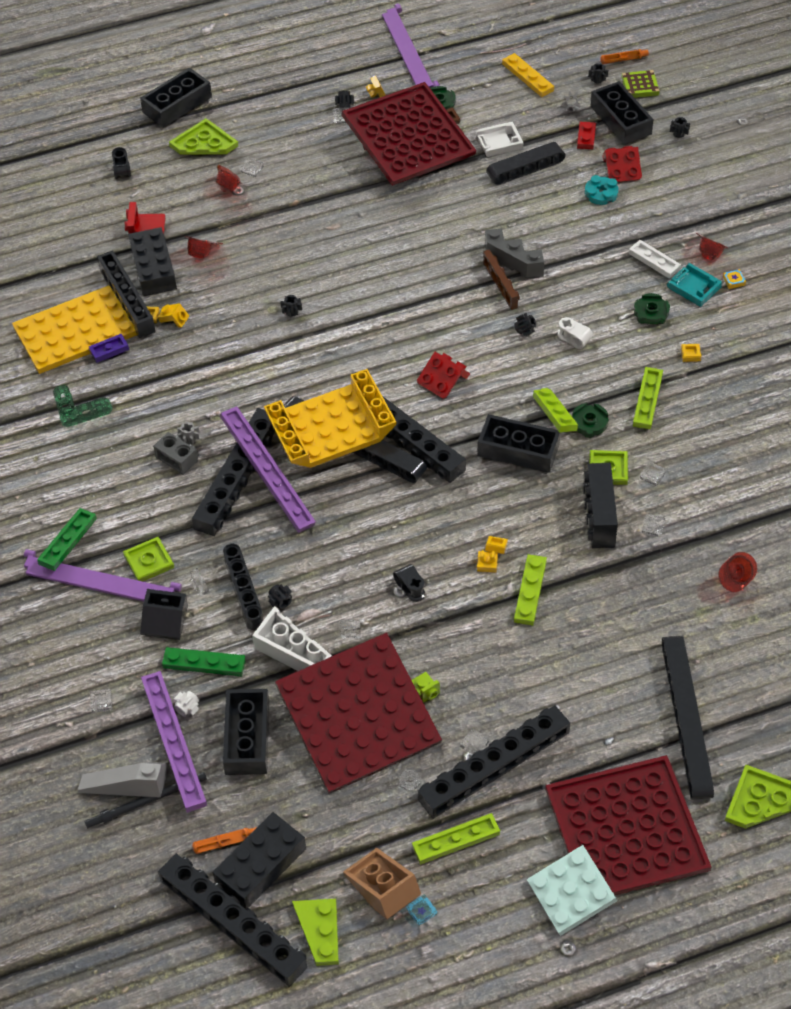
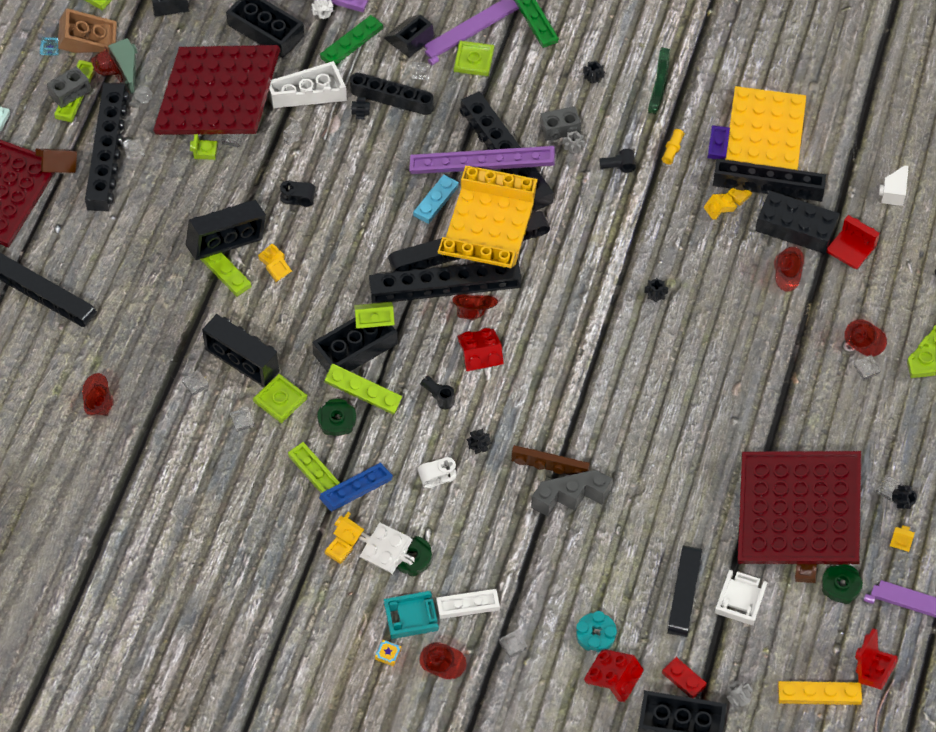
camera: 125 degrees right, 5 degrees up
(65, 228) = (894, 187): none -> white slope
(98, 463) = (593, 72): none -> black gear
(137, 372) = (673, 146): none -> yellow pin
(181, 393) = (624, 161): none -> black pin
(326, 490) = (436, 199): none -> medium azure plate
(386, 819) = (124, 56): none -> sand green slope
(408, 829) = (105, 65): none -> clear red piece
(409, 393) = (473, 306): none -> clear red piece
(465, 827) = (68, 87): none -> dark grey brick
(485, 54) = (873, 665): none -> red bracket
(488, 431) = (374, 315): none -> lime panel
(504, 587) = (225, 229): none -> black brick
(507, 371) = (439, 391): none -> black pin
(545, 785) = (57, 160): none -> reddish brown panel
(638, 362) = (355, 487): none -> blue plate
(657, 220) = (513, 644): none -> clear plate
(665, 319) = (386, 548): none -> white plate
(674, 353) = (347, 529): none -> yellow bracket

